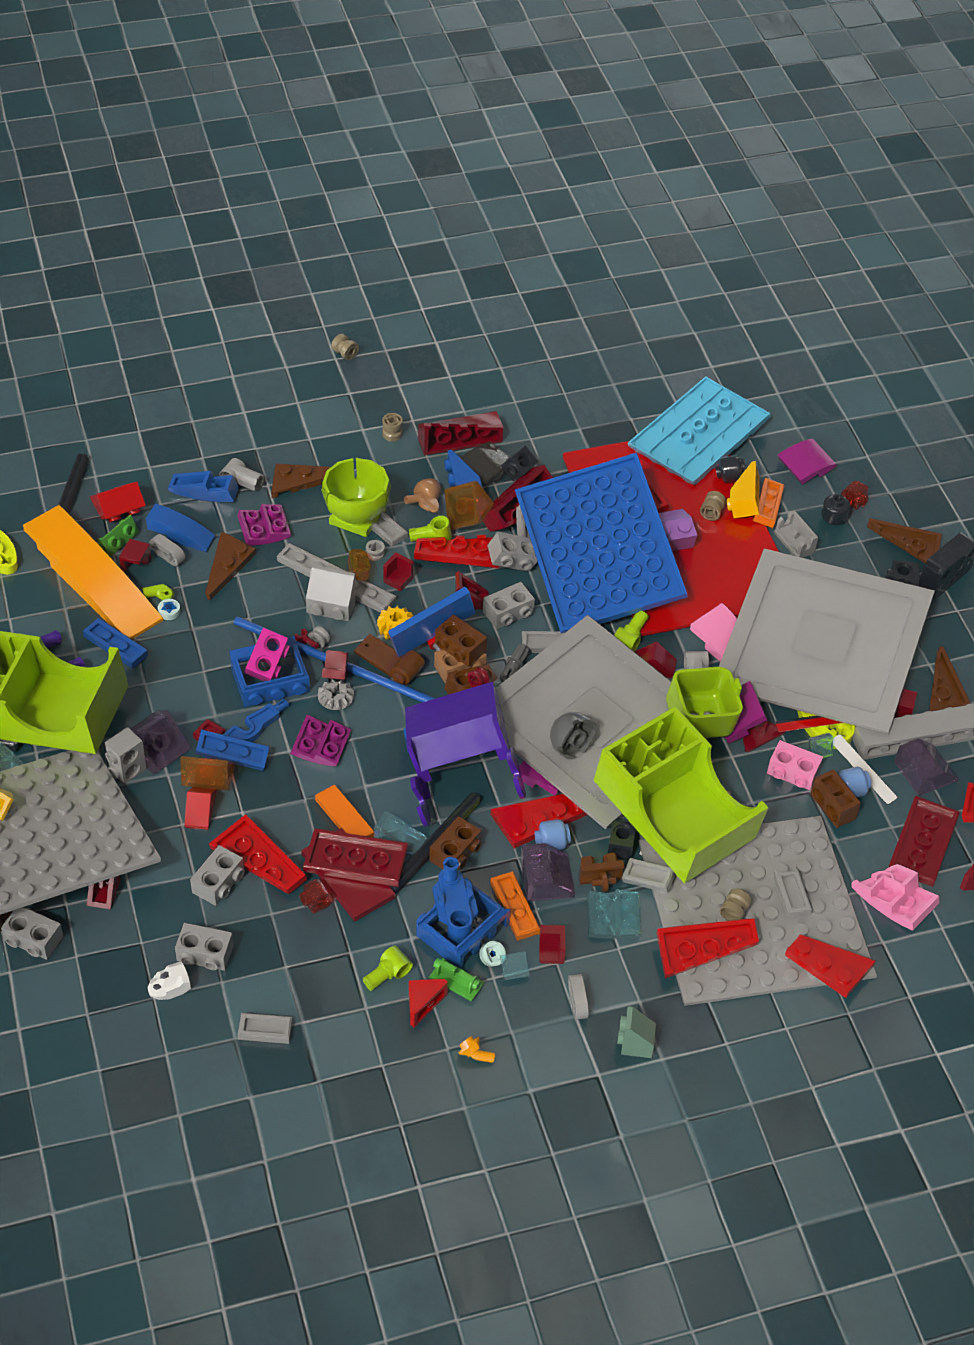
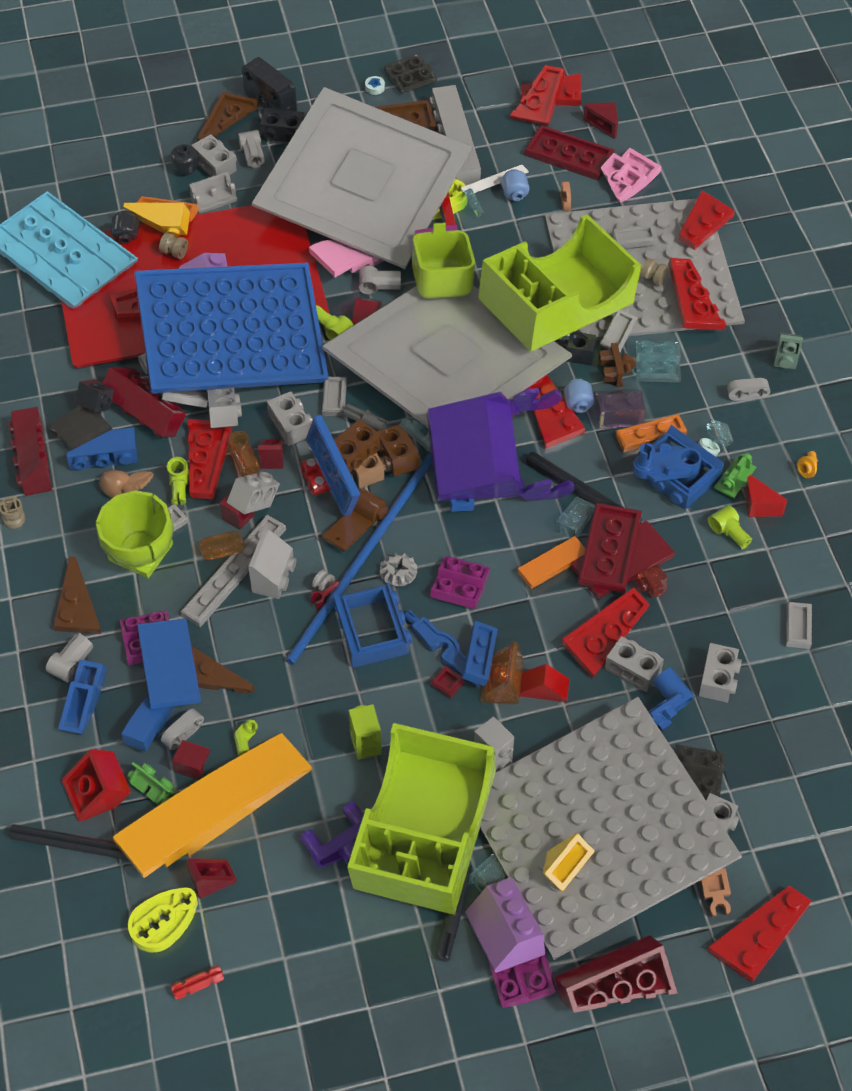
camera: 85 degrees left, 5 degrees up
(25, 572) = (210, 875): none -> dark red slope
(94, 926) = (704, 768): none -> clear smoke slope
(107, 636) = (320, 775): blue plate -> none
(148, 663) = (365, 731): none -> lime brick
(160, 740) = (456, 719): clear purple slope -> none
(169, 609) = (270, 726): light aqua tile -> none
(169, 982) = (758, 701): white rock -> none
(172, 904) = (676, 697): none -> blue piece
(226, 531) = (168, 663): none -> blue tile
(263, 654) = (364, 616): dark pink brick -> none
(336, 665) = (368, 562): dark red panel -> none
(370, 550) = (194, 528): light grey bush -> none
(392, 618) = (308, 513): yellow gear -> none
(409, 576) = (253, 492): none -> light grey brick
(458, 839) = (592, 469): reddish brown brick -> none
(466, 505) = (157, 441): clear orange slope -> none
(471, 568) = (243, 455): none -> clear orange piece
(478, 677) = (406, 432): dark red bush -> none
(552, 944) = (695, 404): dark red panel -> none
(572, 733) = (482, 360): dark grey cylinder -> none
(794, 765) = (494, 222): bright pink brick -> none
(806, 460) = (111, 175): magenta slope -> none
(835, 798) = (535, 196): reddish brown brick -> none
(845, 533) = (214, 156): none -> light grey brick
(848, 833) = (565, 196): none -> nougat tile
(857, 494) = (162, 144): clear red plate -> none
(872, 560) = (251, 145): none -> light grey piece
(924, 766) = (496, 141): clear purple slope -> none

